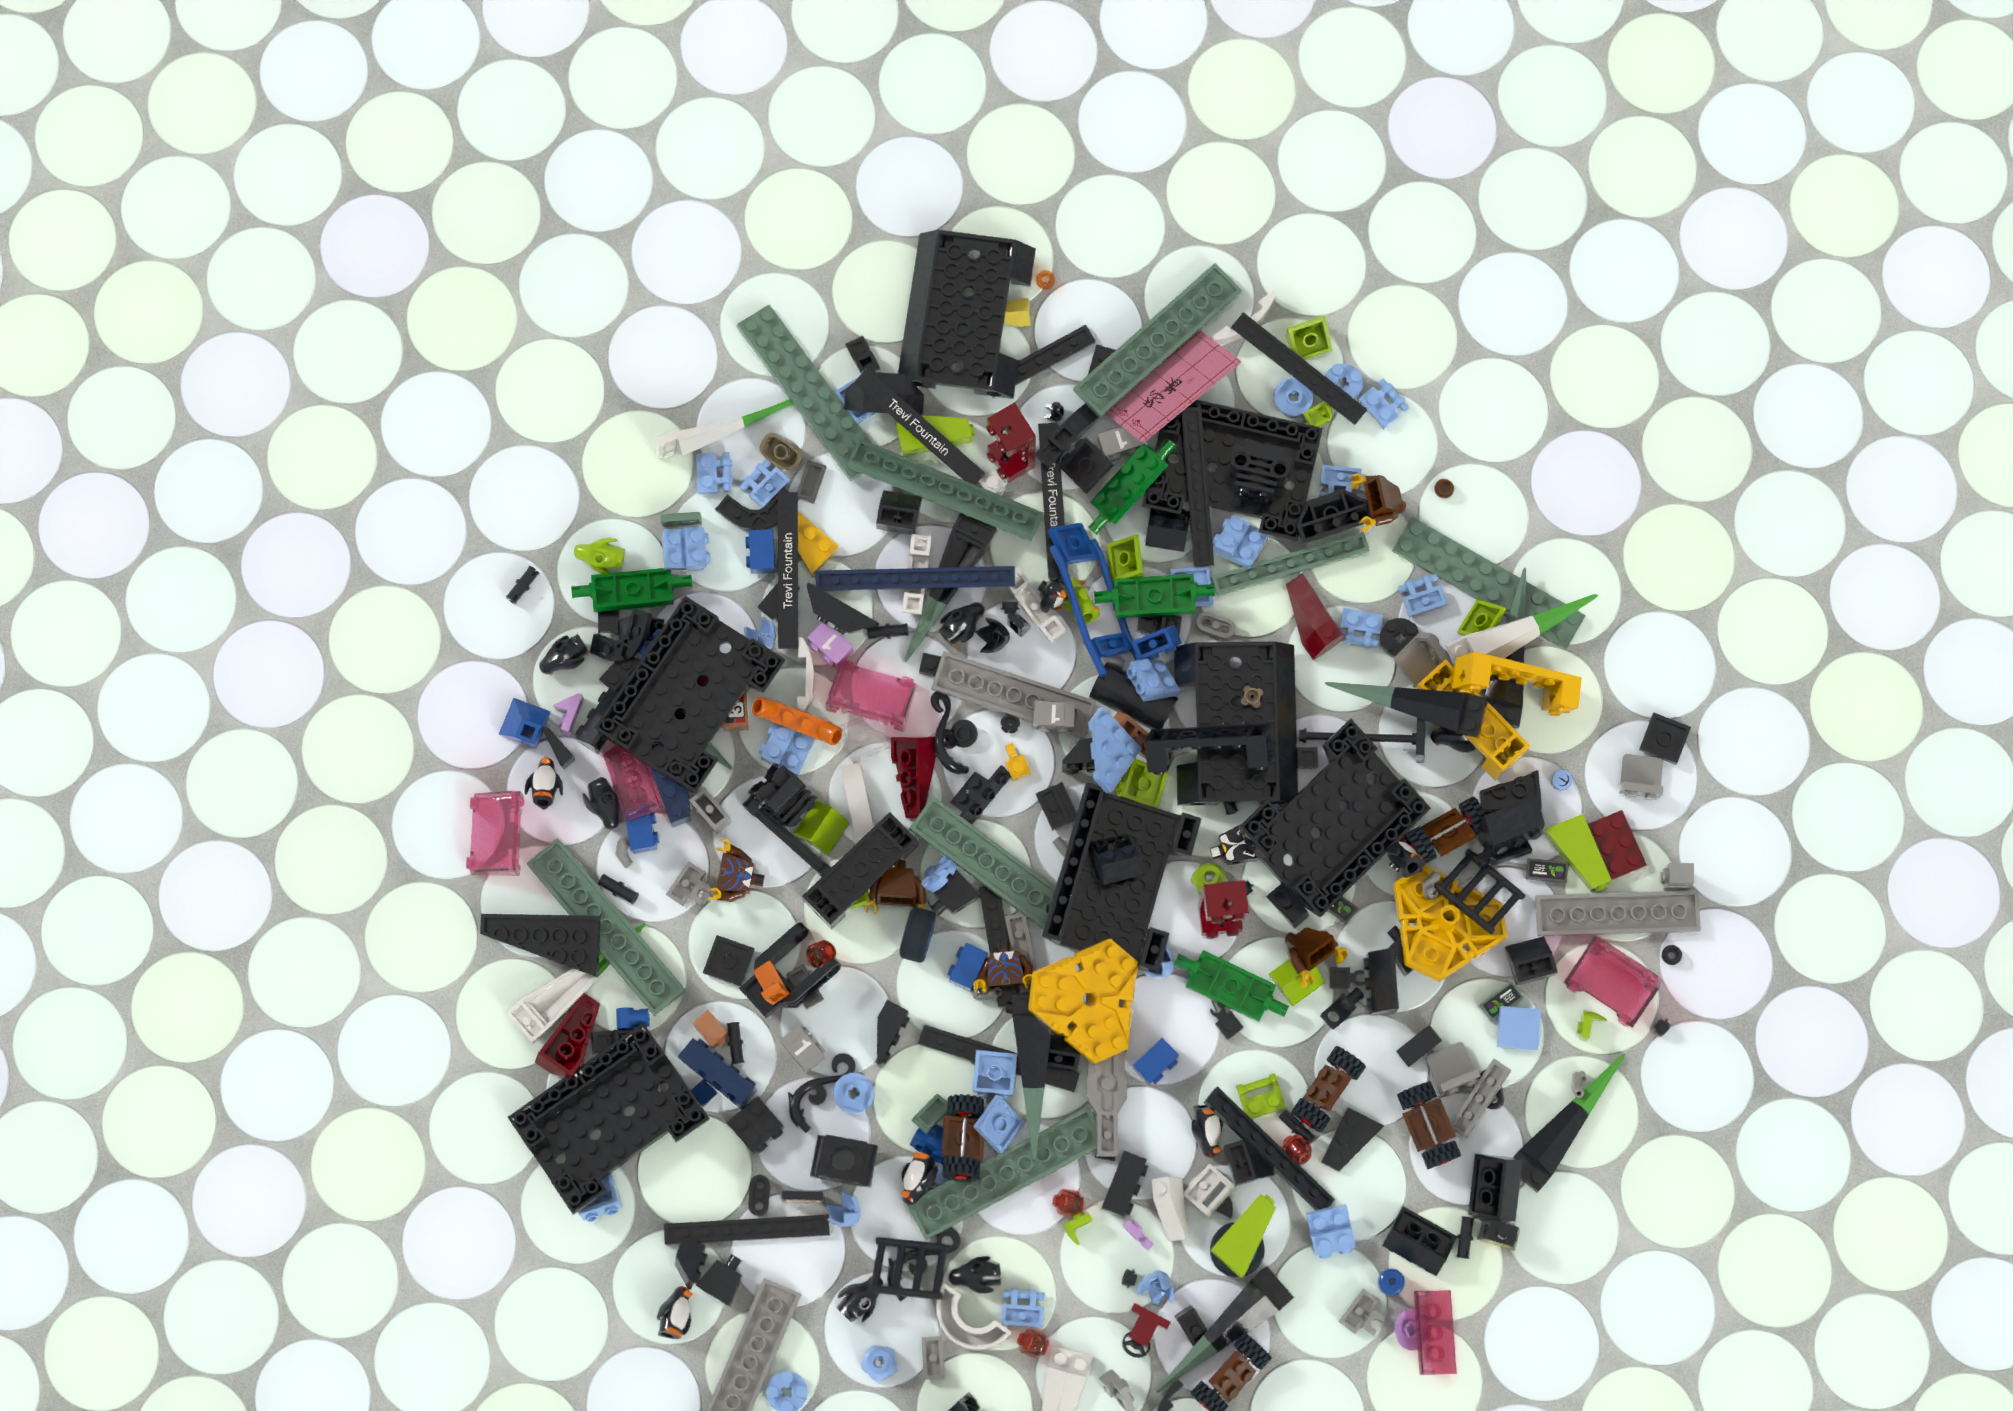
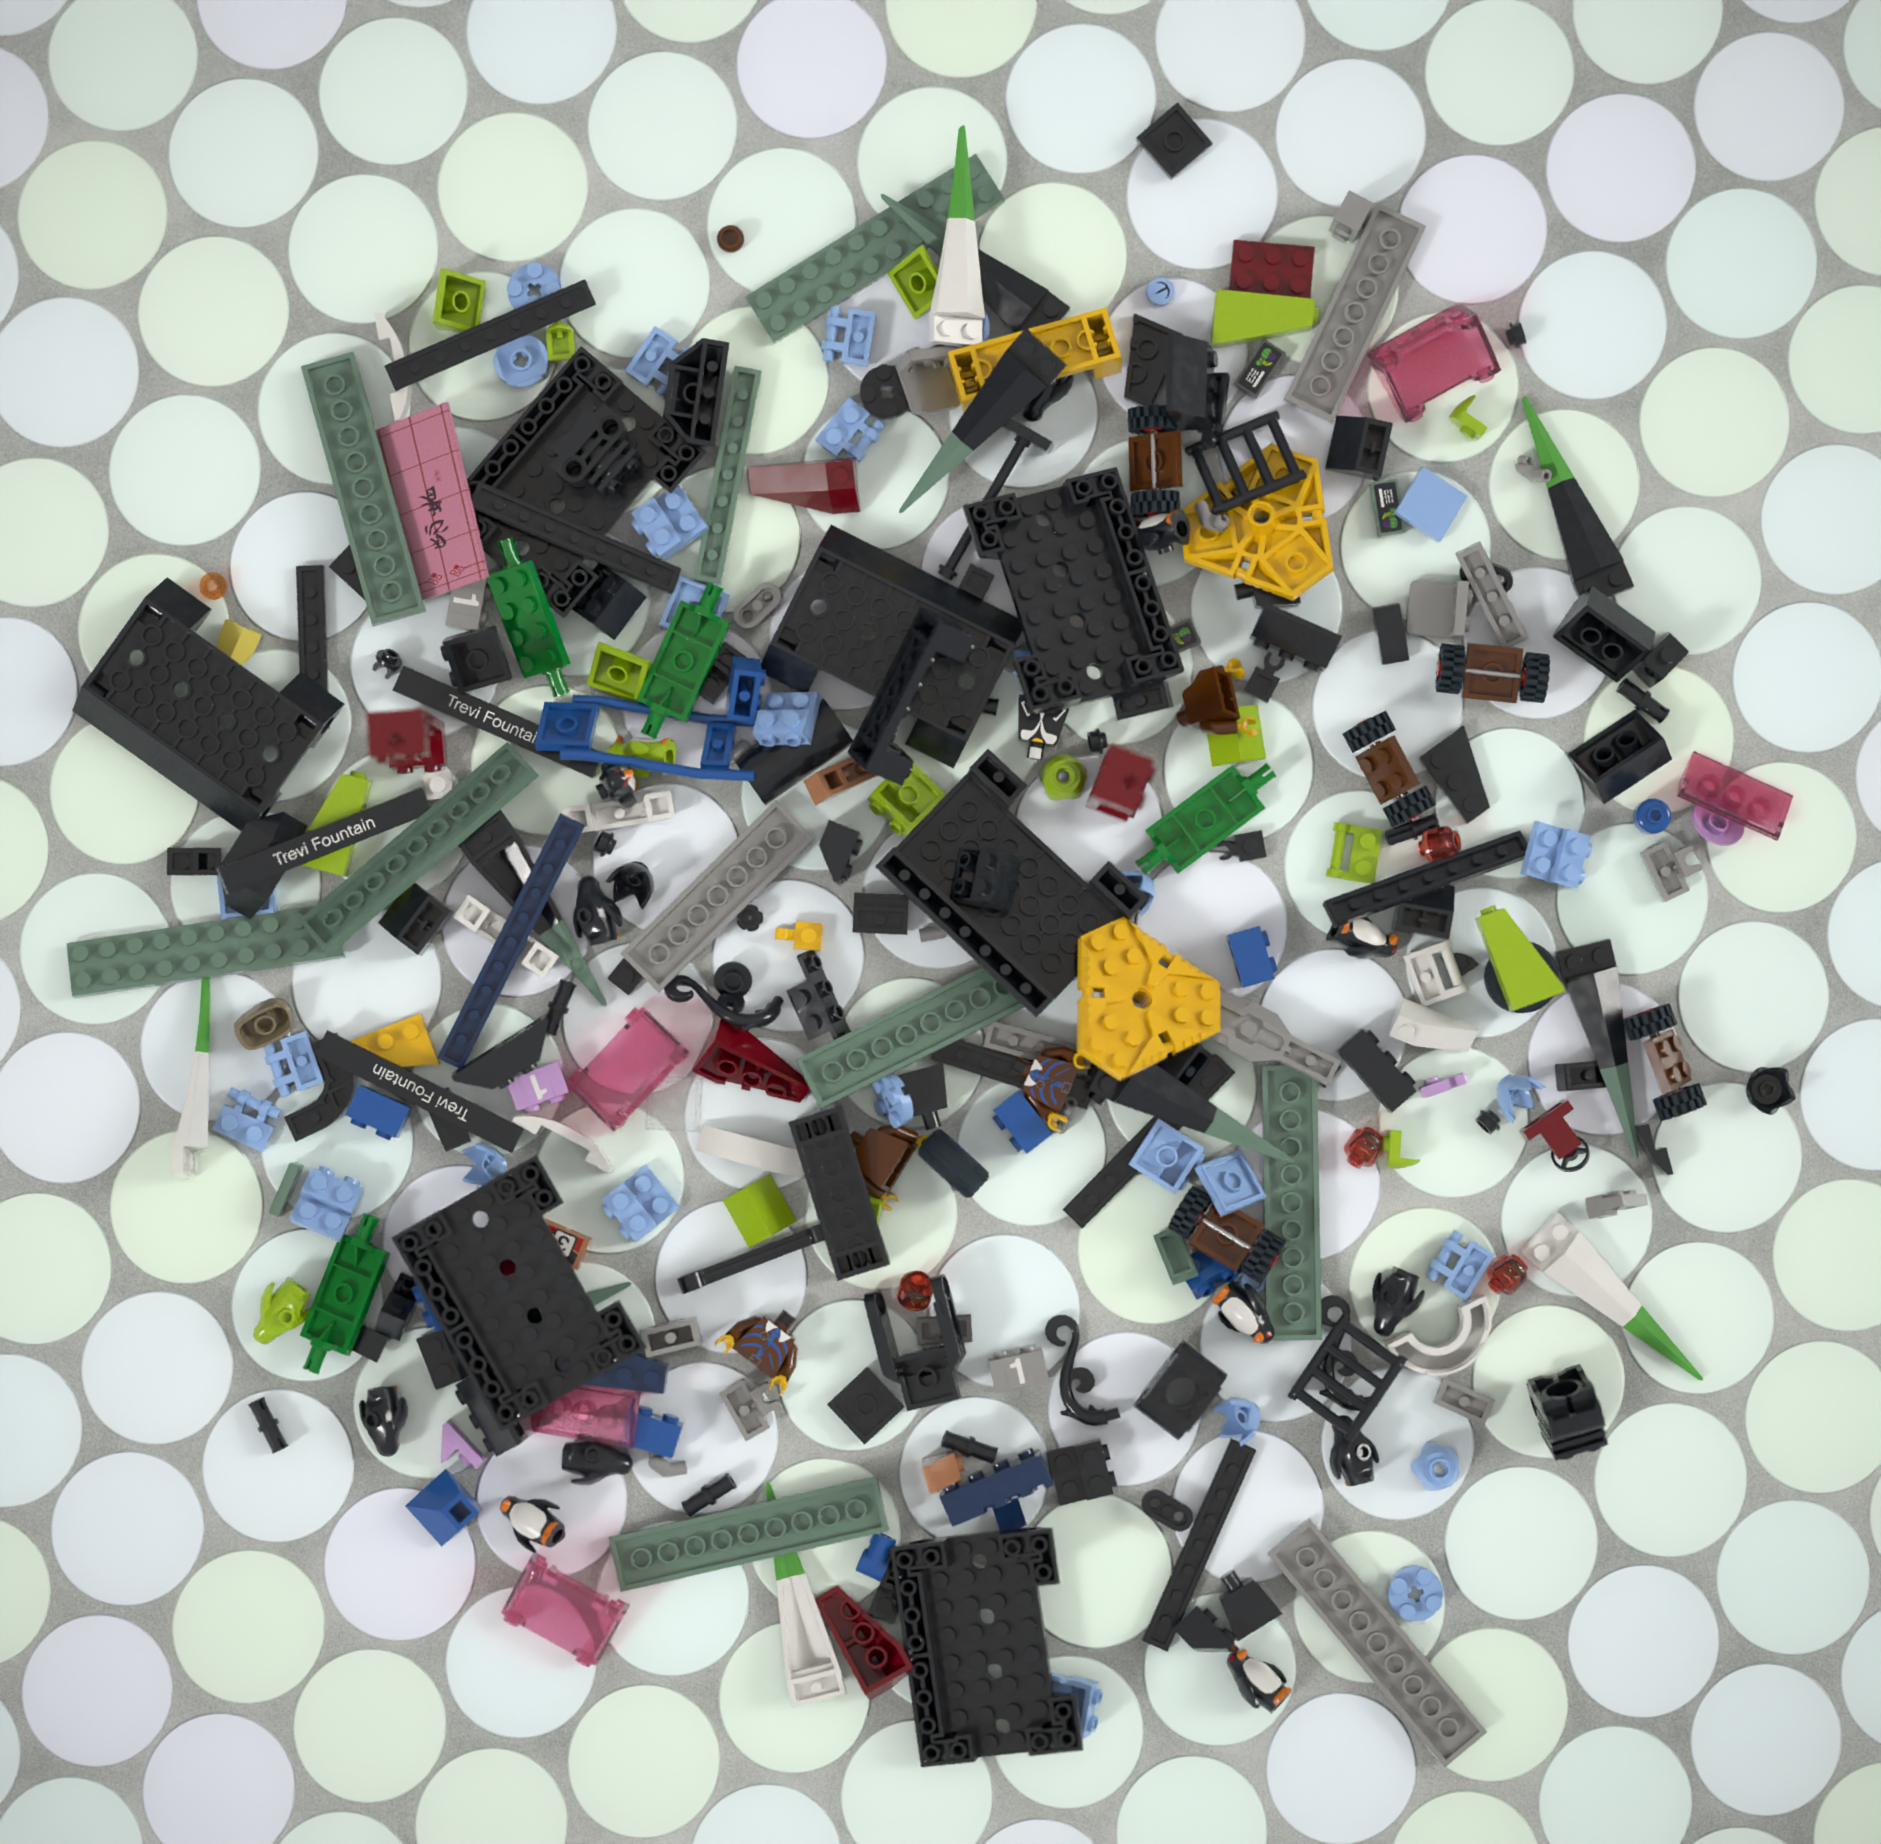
camera: 65 degrees left, 10 degrees up
(560, 938) = (732, 1602): black wing -> none
(562, 754) = (508, 1480): black slope -> none
(629, 644) = (414, 1333): black plate -> none
(771, 983) = (924, 1371): orange bracket -> none
(783, 795) = (700, 1240): black piece -> none
(797, 720) = (614, 1175): orange plate -> none
(803, 1197) = (1198, 1460): black tile -> none
(811, 481) = (320, 1005): dark grey tile -> none
(859, 1103) = (1087, 1337): light blue plate -> none
(889, 1024) = (1042, 1252): black slope -> none
(1018, 624) = (632, 843): black slope -> none
(1053, 716) = (770, 862): light grey brick -> none
(1065, 435) = (426, 663): black slope -> none
(1111, 749) = (851, 815): light blue plate -> none
(1248, 691) = (865, 610): dark tan plate -> none
(1343, 1006) = (1299, 698): black bracket -> none
(1379, 408) = (586, 263): light blue plate -> none
(1382, 498) = (707, 320): reddish brown torso -> none
(1560, 689) = (1057, 237): yellow plate -> none
(1641, 776) = (1206, 194): light grey bracket -> none
(1671, 948) = (1438, 268): black plate -> none

